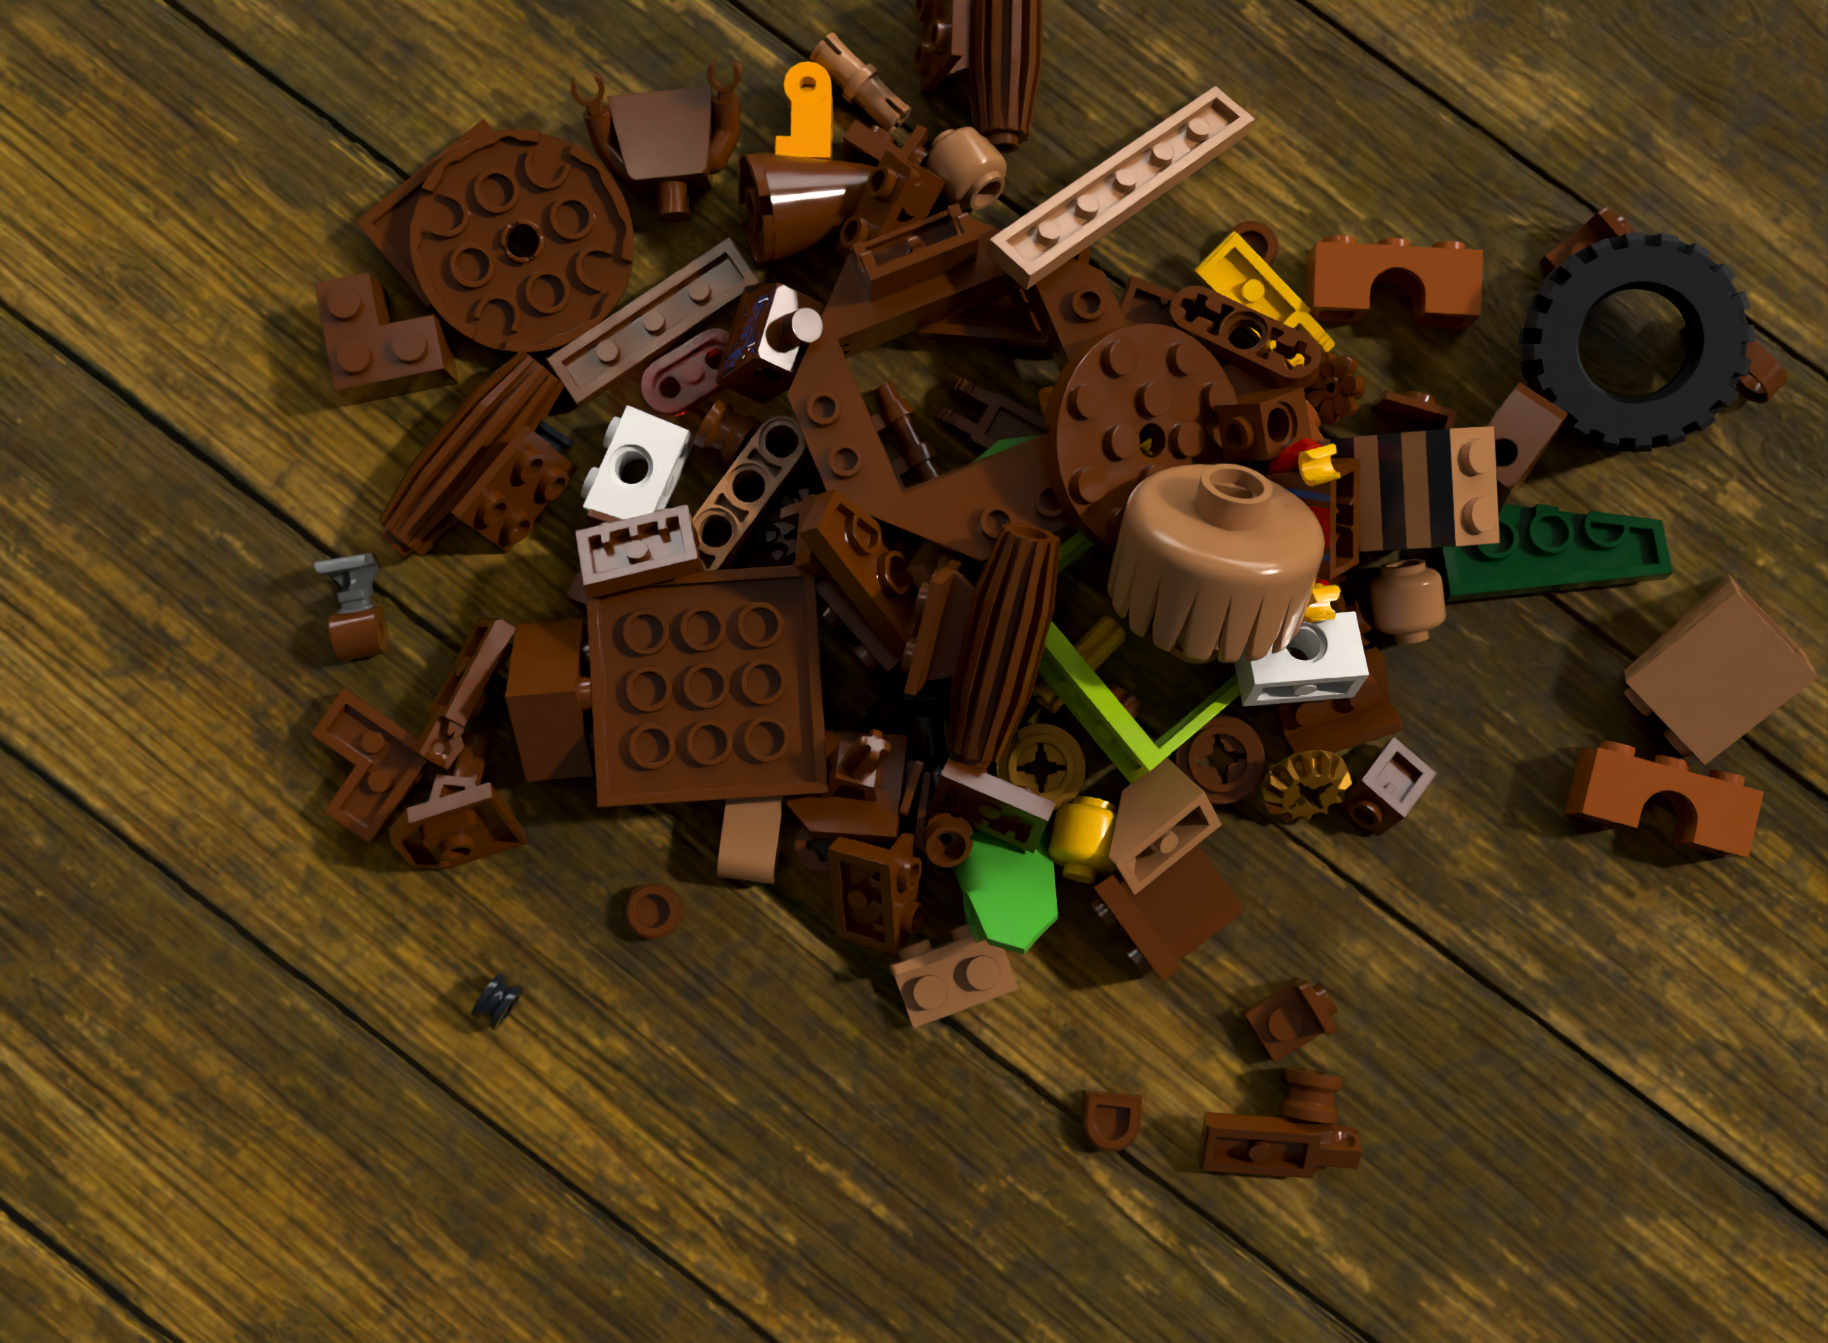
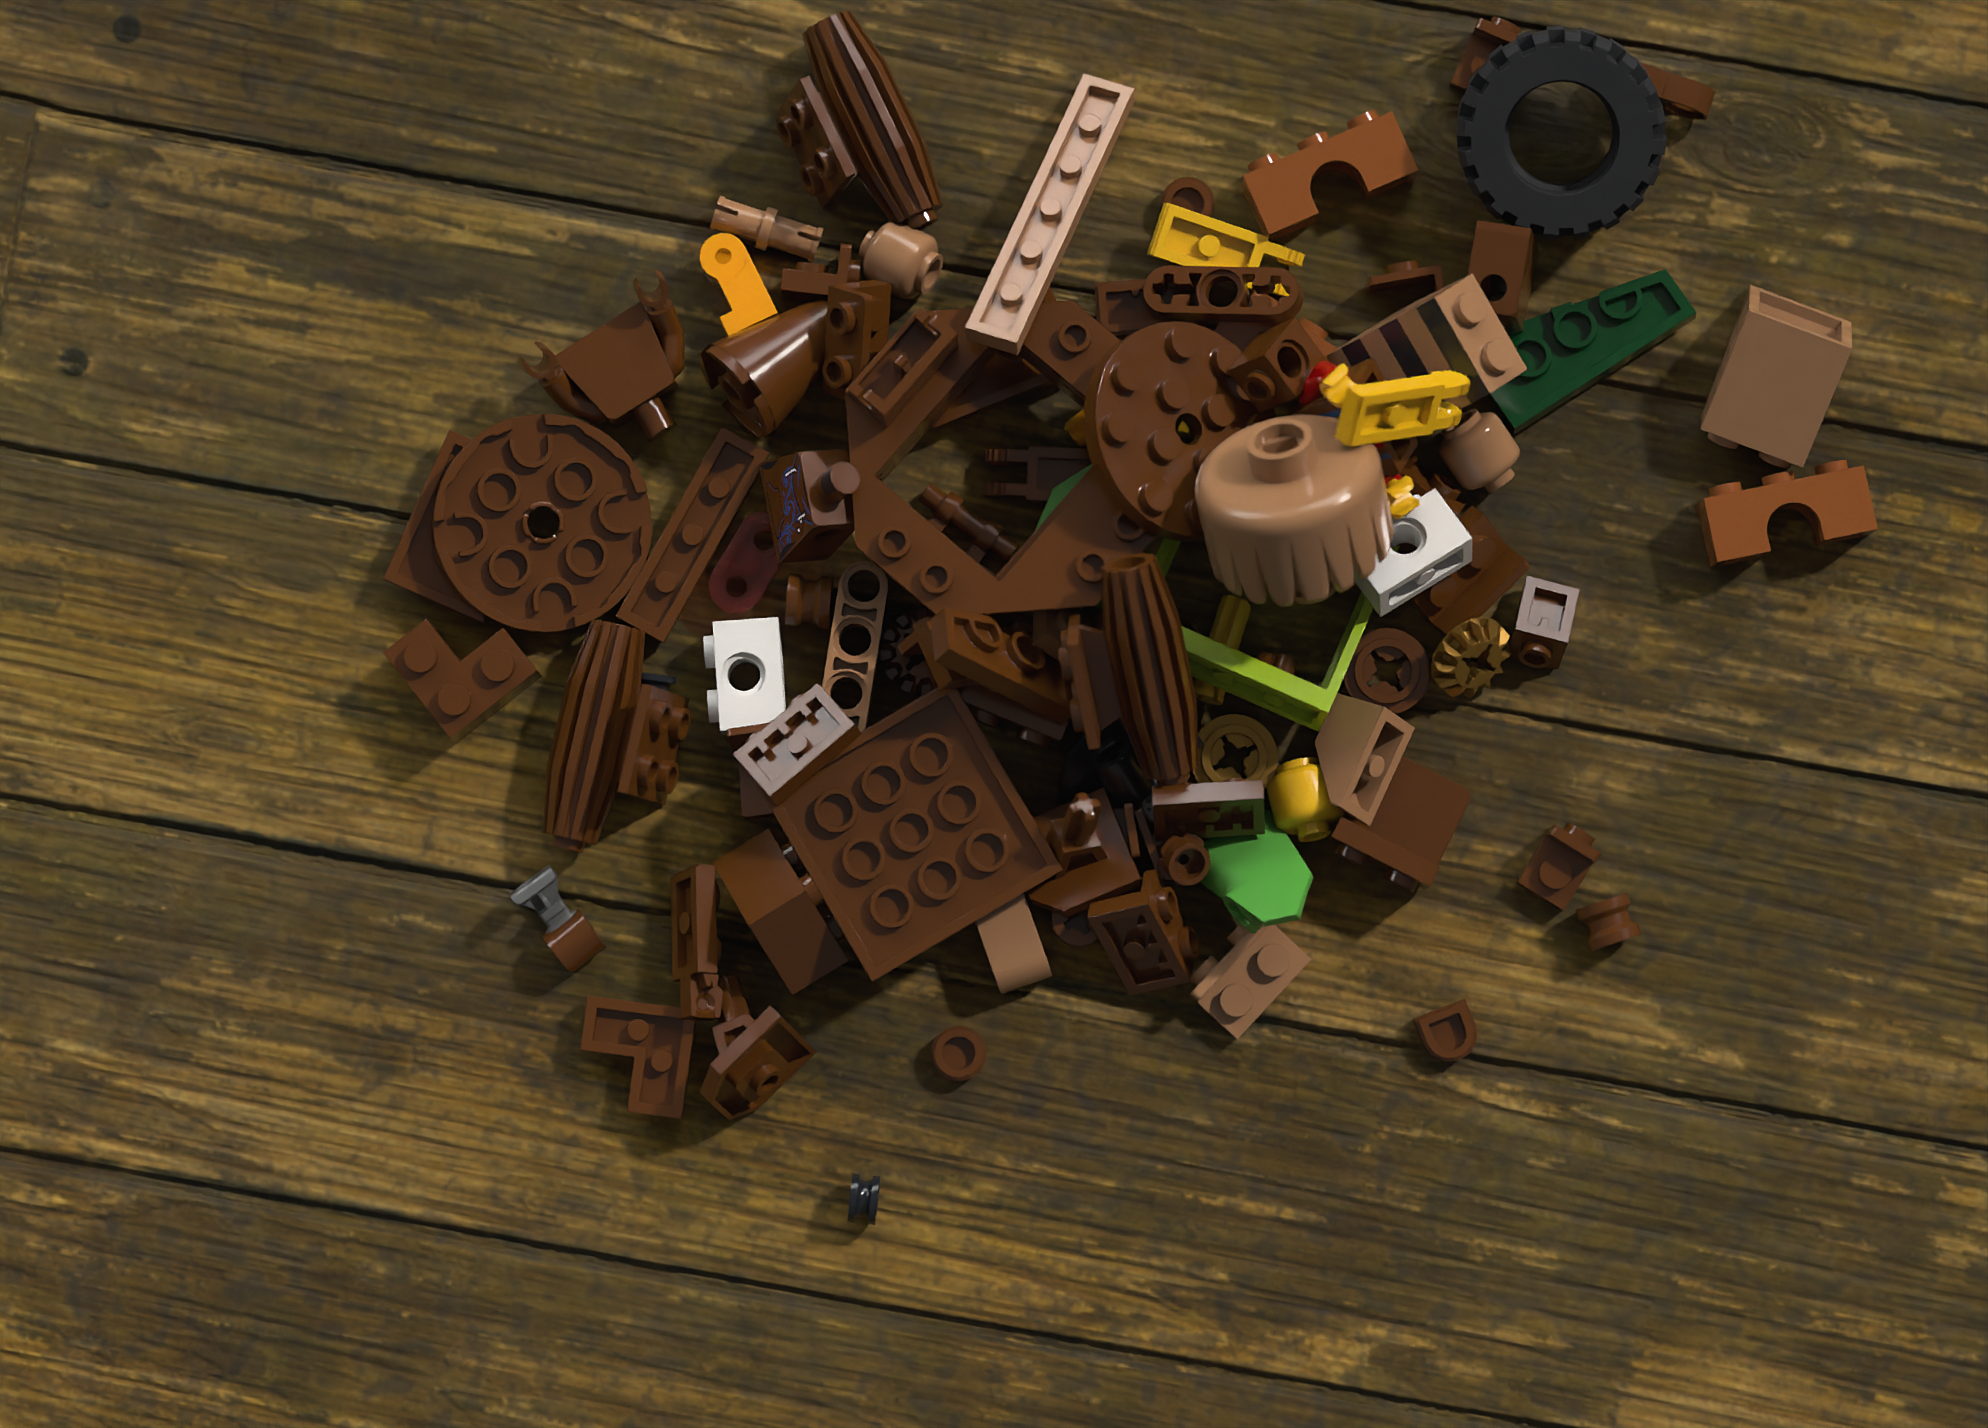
camera: 30 degrees left, 0 degrees up
(1275, 1145) = (1598, 981): reddish brown hinge -> none
(1336, 388) = (1324, 294): reddish brown plant -> none
(1364, 514) = (1400, 408): none -> yellow hinge

